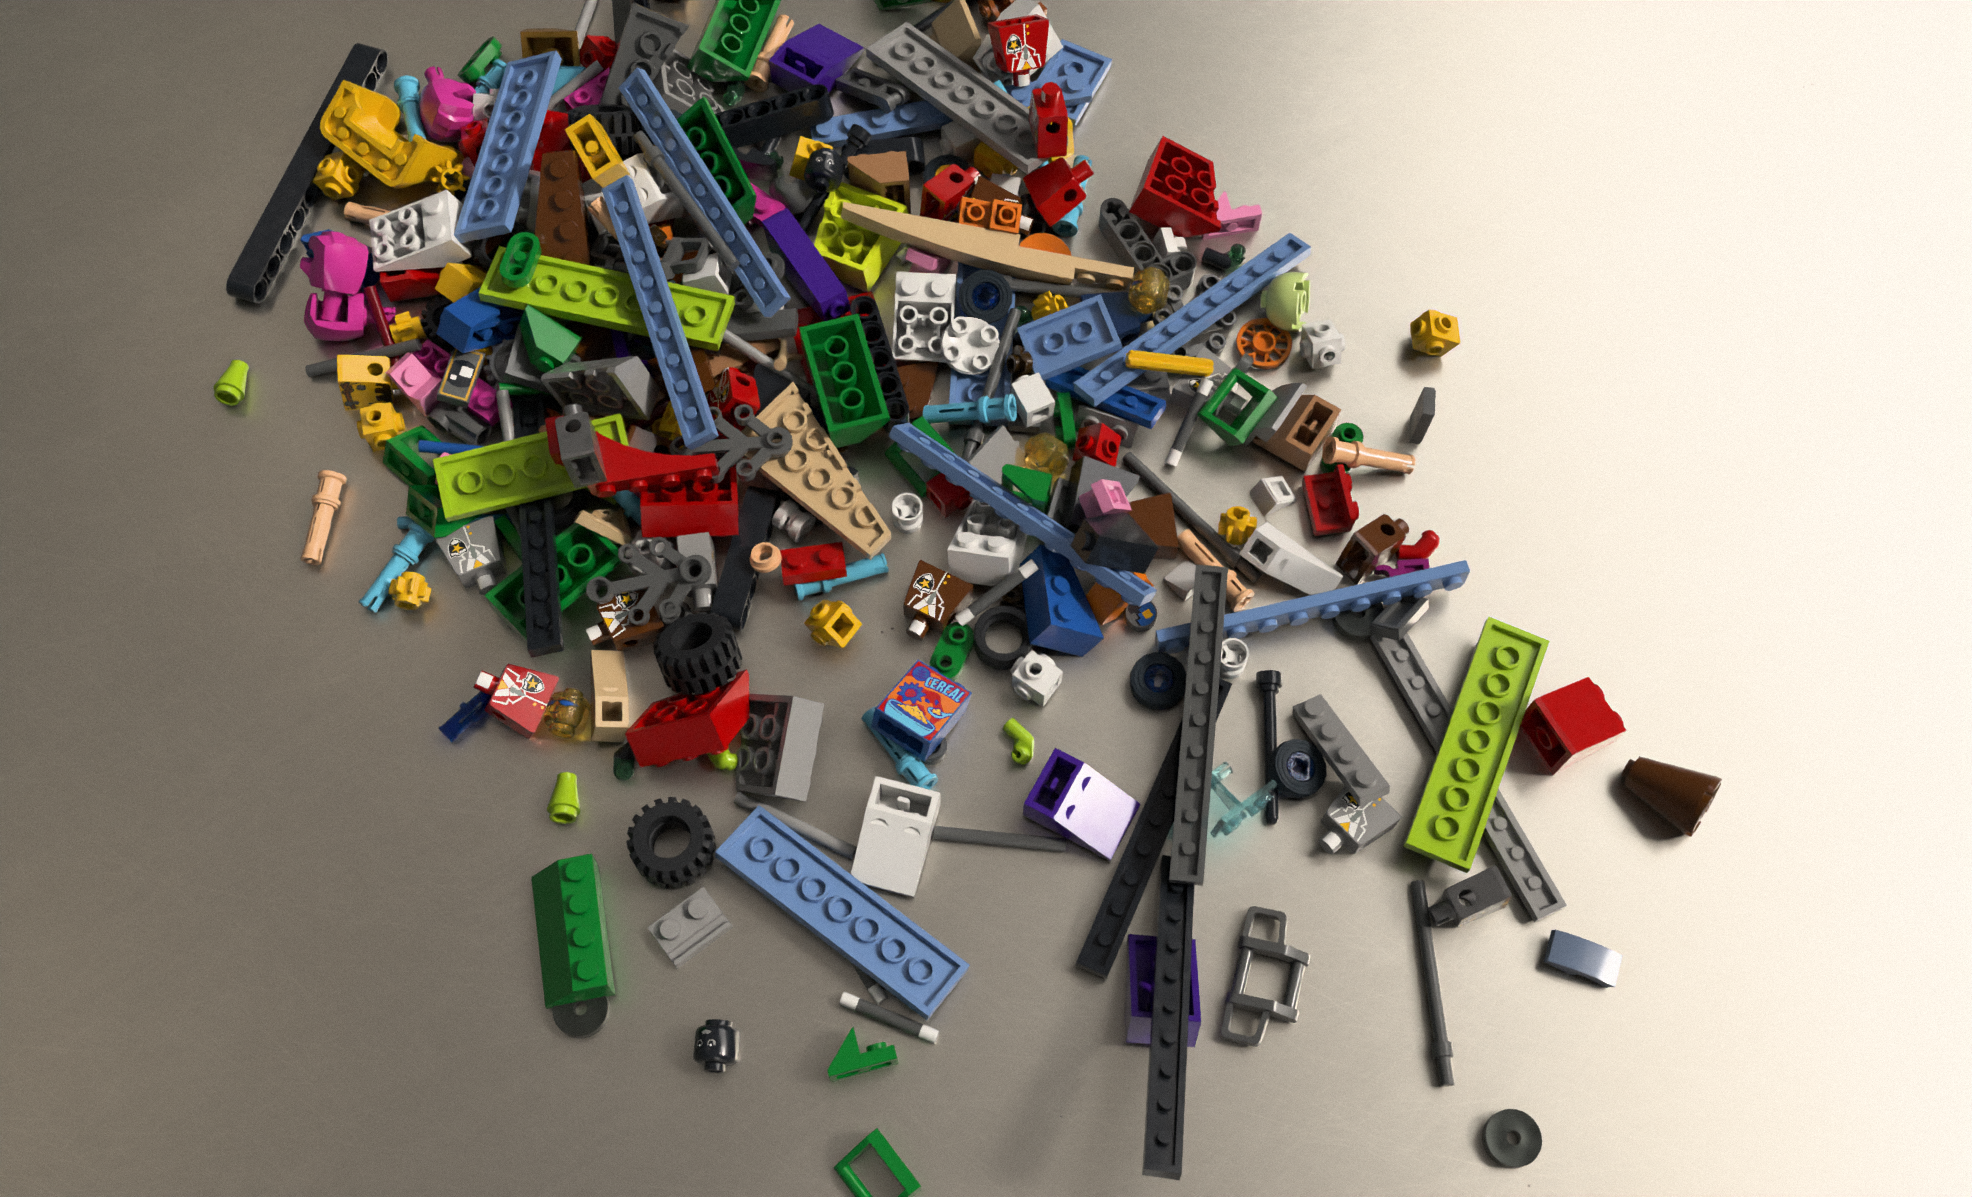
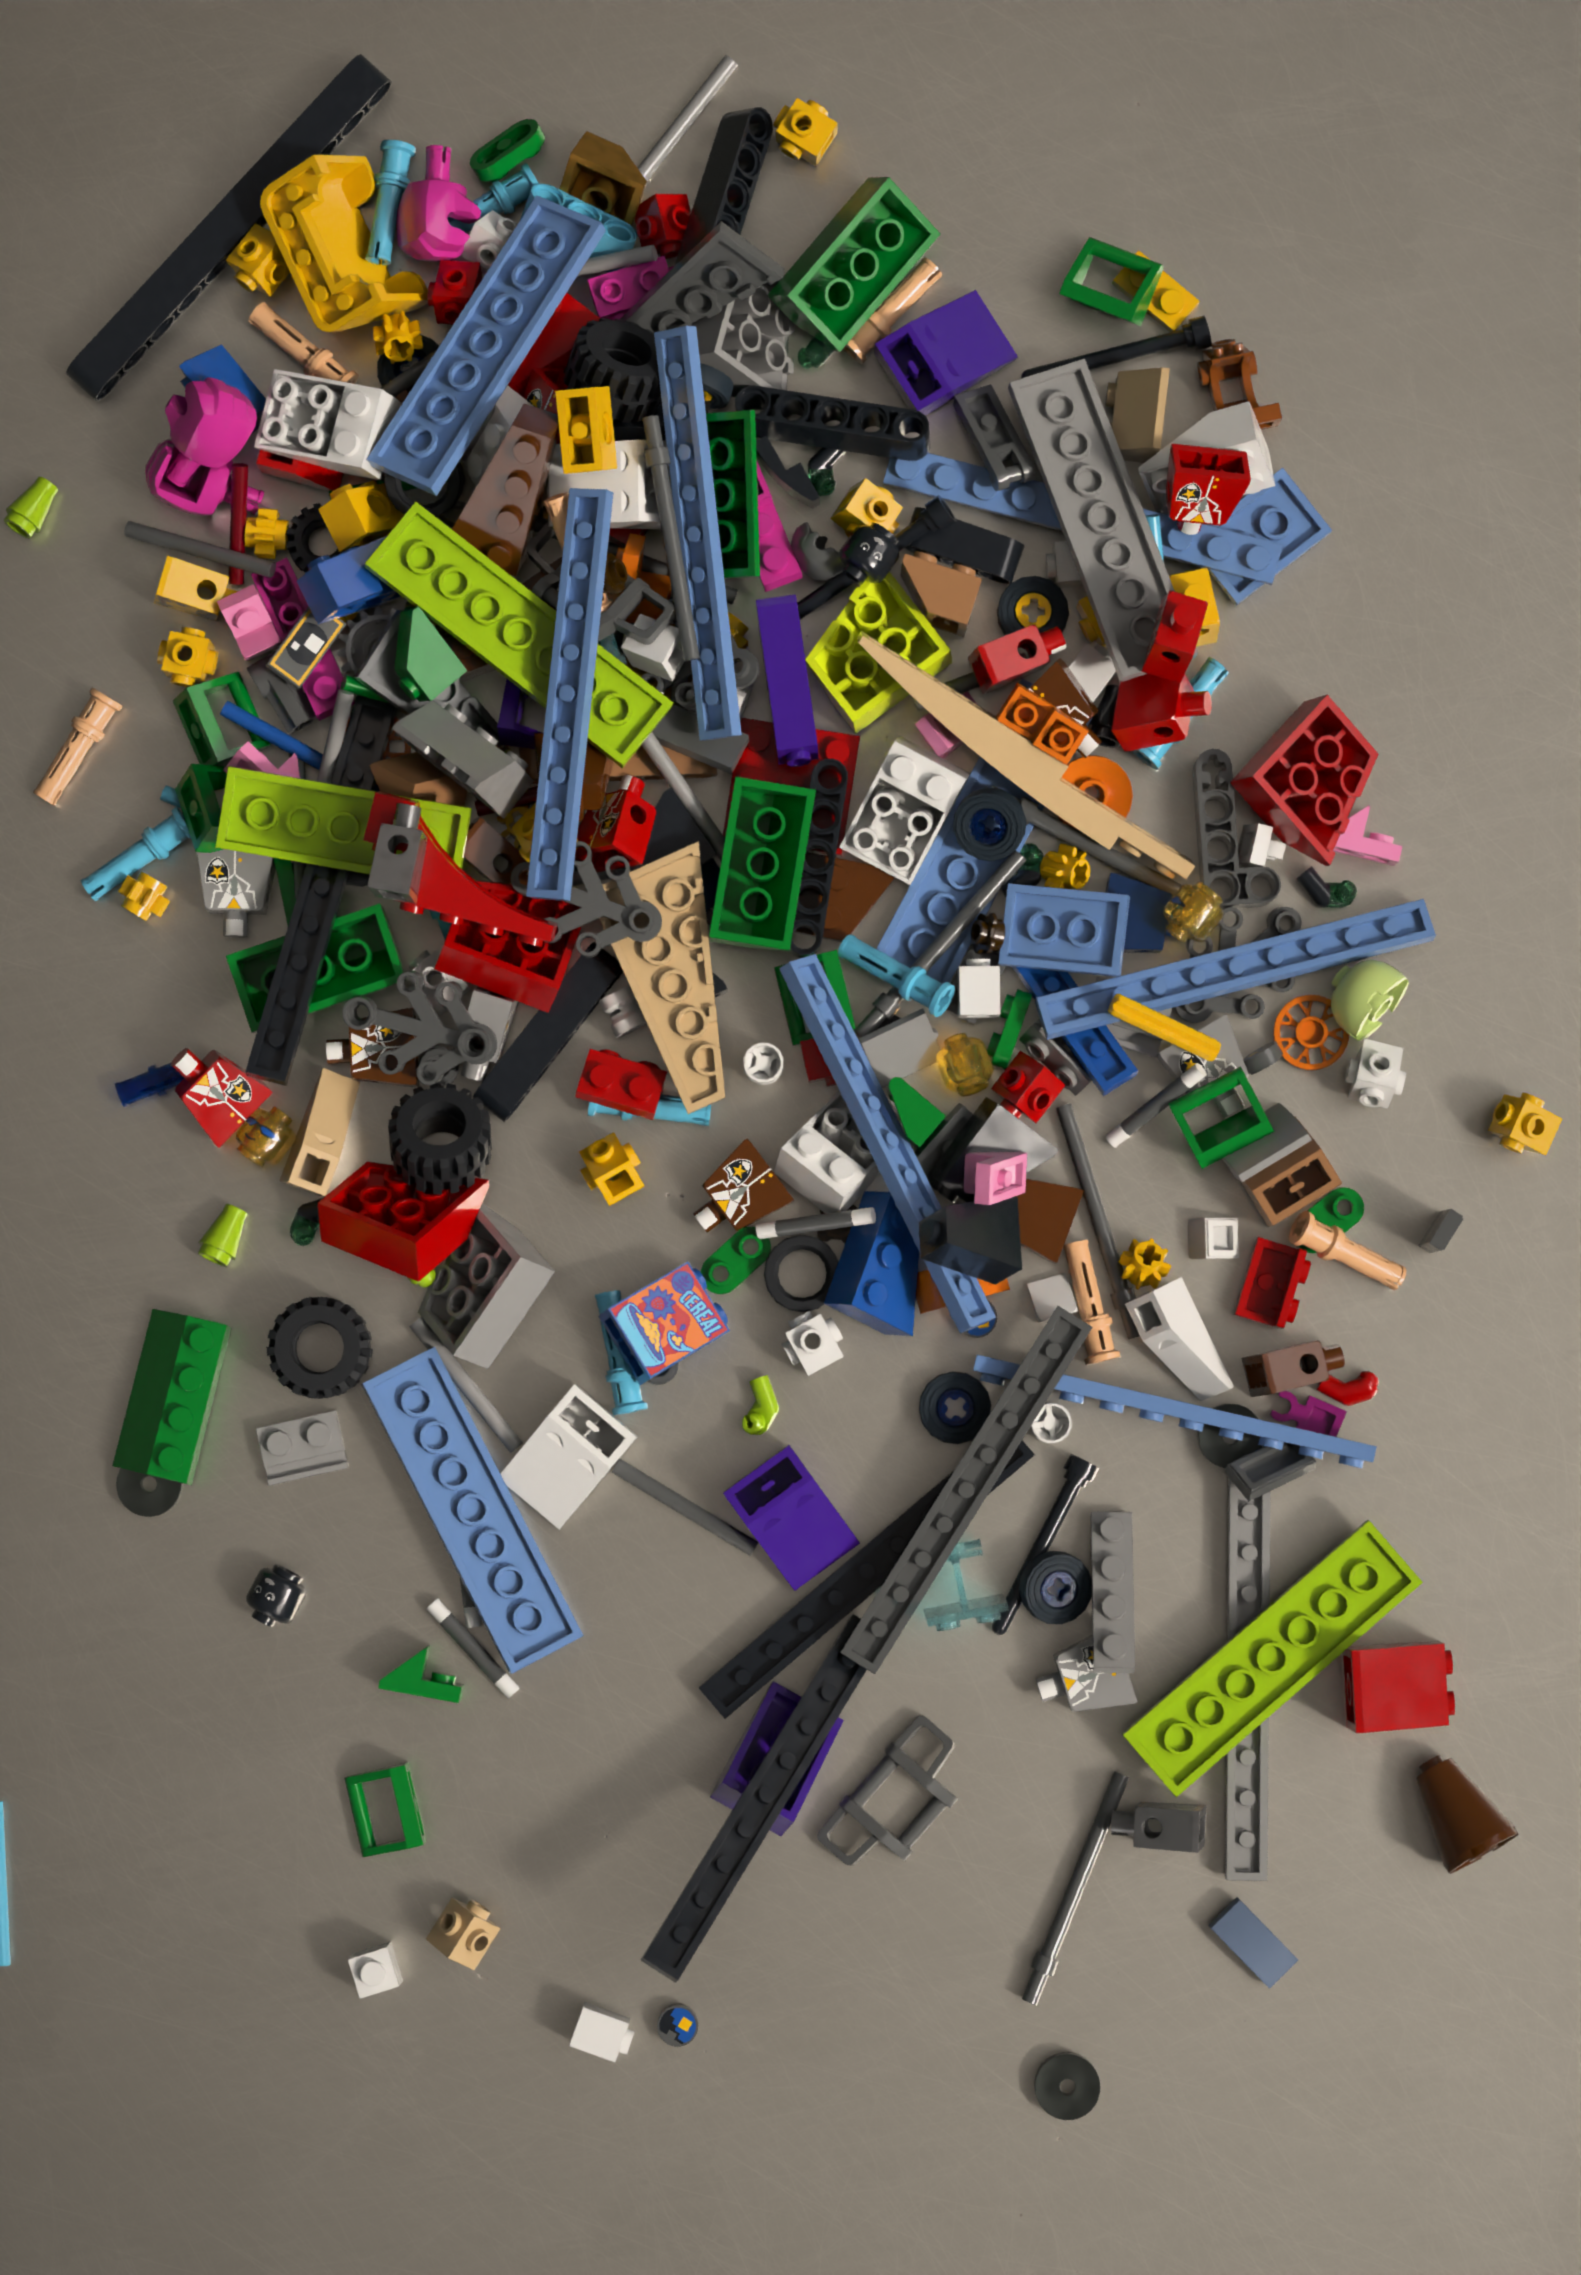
camera: 25 degrees right, 20 degrees up
(519, 267) = (431, 544): green plate -> none
(607, 523) = (402, 929): tan tile -> none
(763, 551) = (565, 1043): light nougat plate -> none
(785, 357) = (705, 793): tan bar -> none
(969, 345) = (939, 879): white dish -> none

